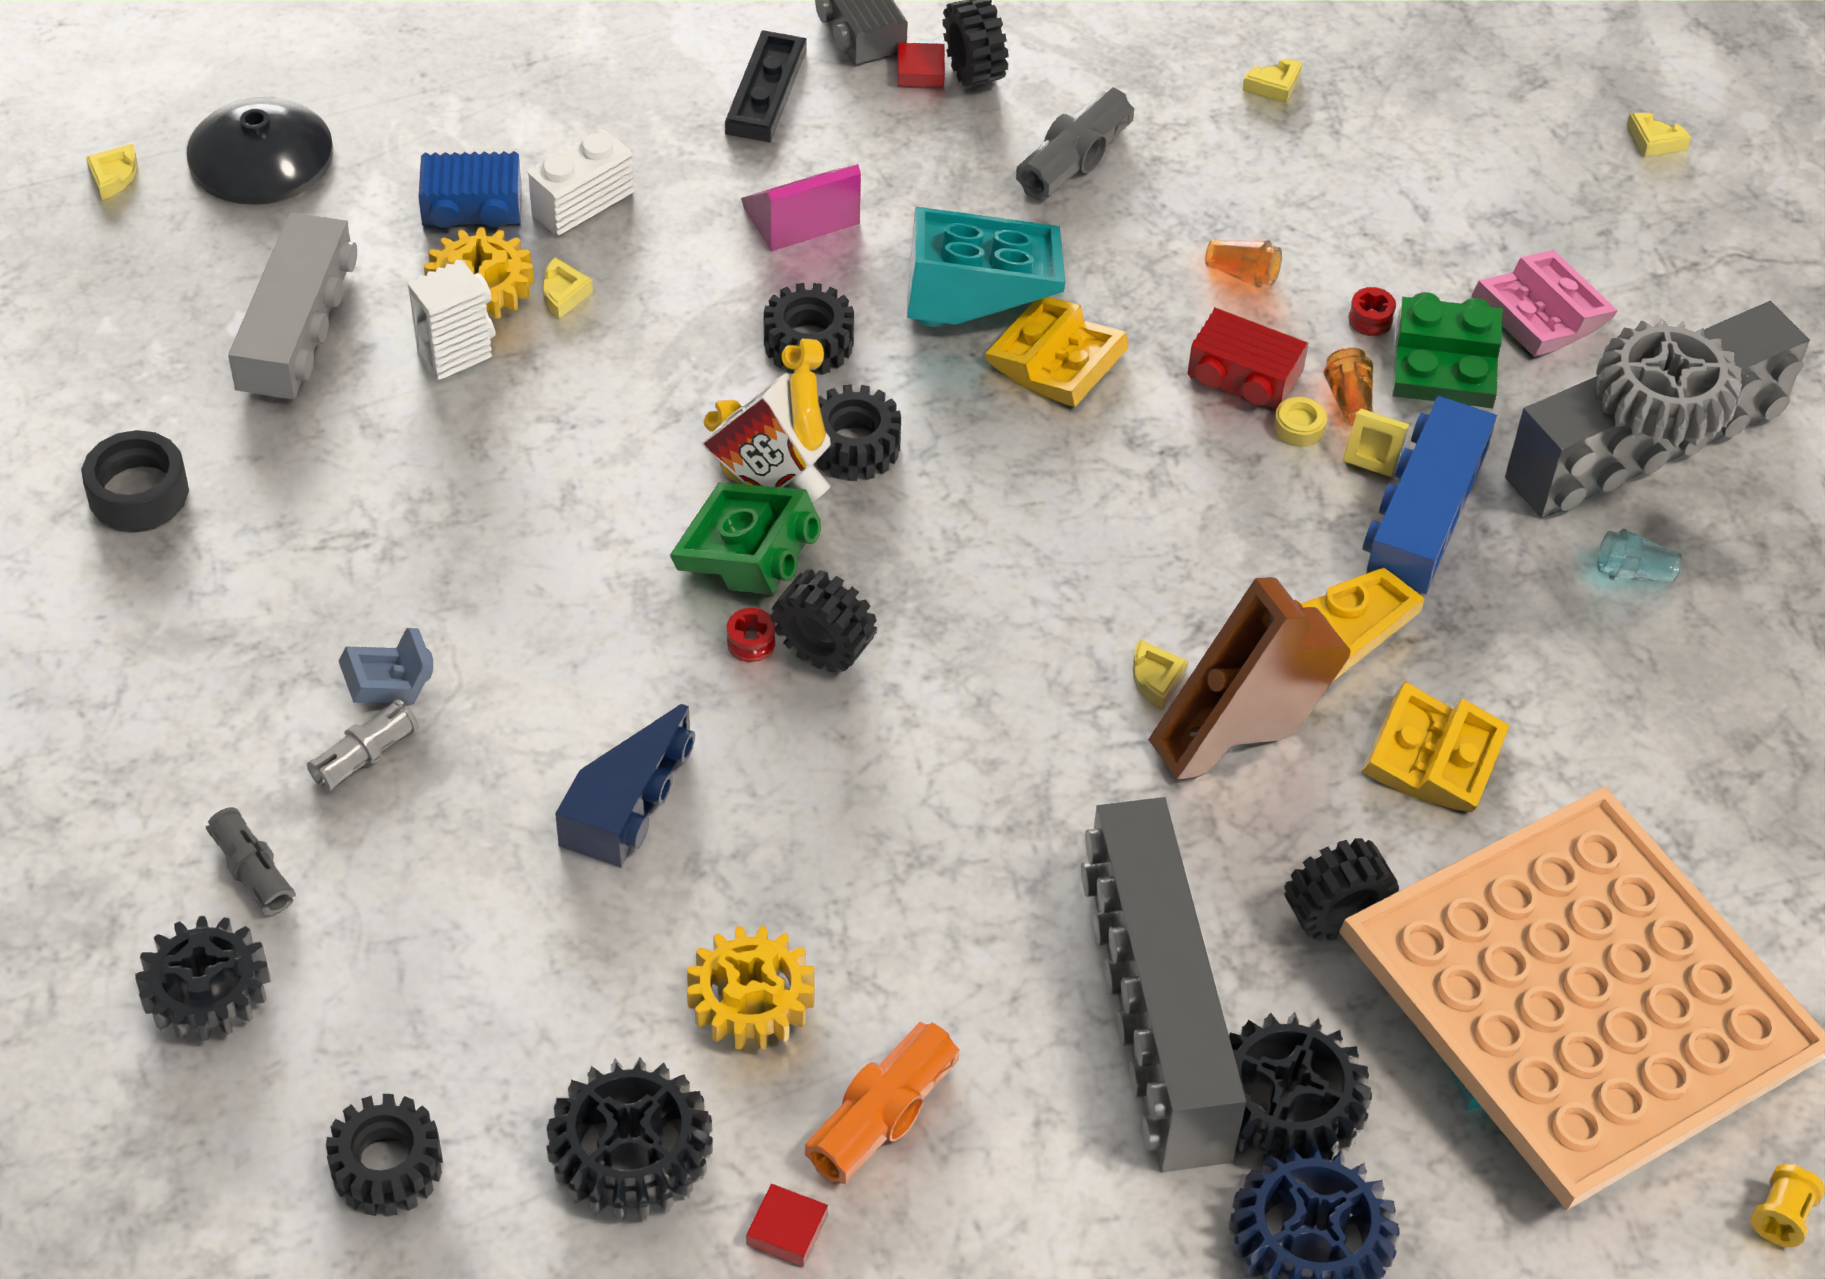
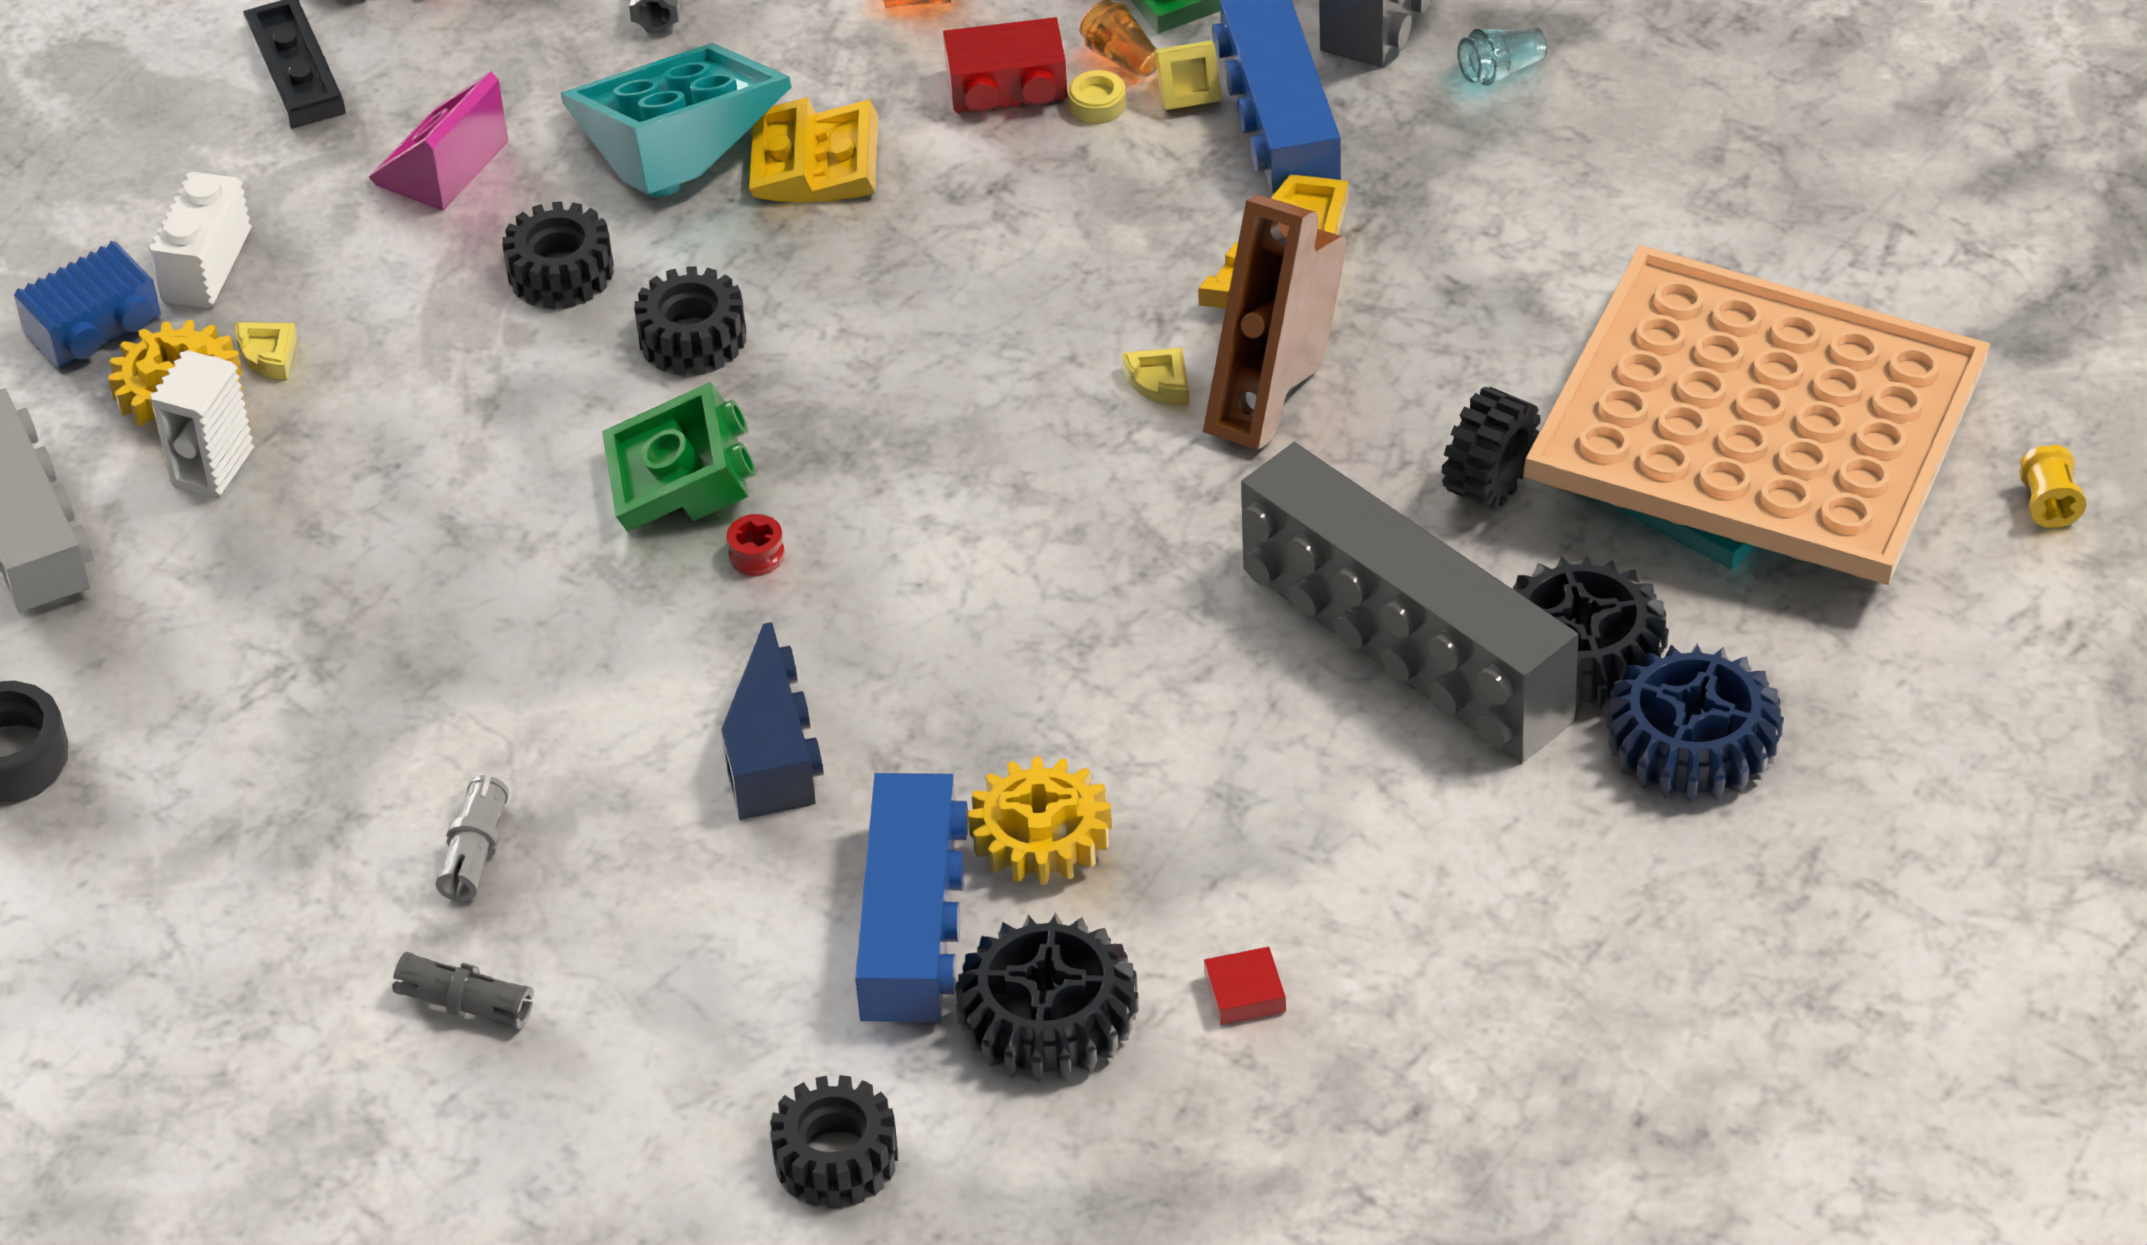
camera: 30 degrees left, 5 degrees down
(203, 978) = (519, 1104): black gear -> none
(388, 673) = (441, 761): sand blue bracket -> none
(597, 990) = (908, 898): none -> blue brick
(776, 432) = (631, 352): torso -> none
(823, 620) = (821, 462): black tyre -> none
(882, 1102) = (1242, 842): orange piece -> none
(1435, 749) = (1462, 303): yellow slope -> none

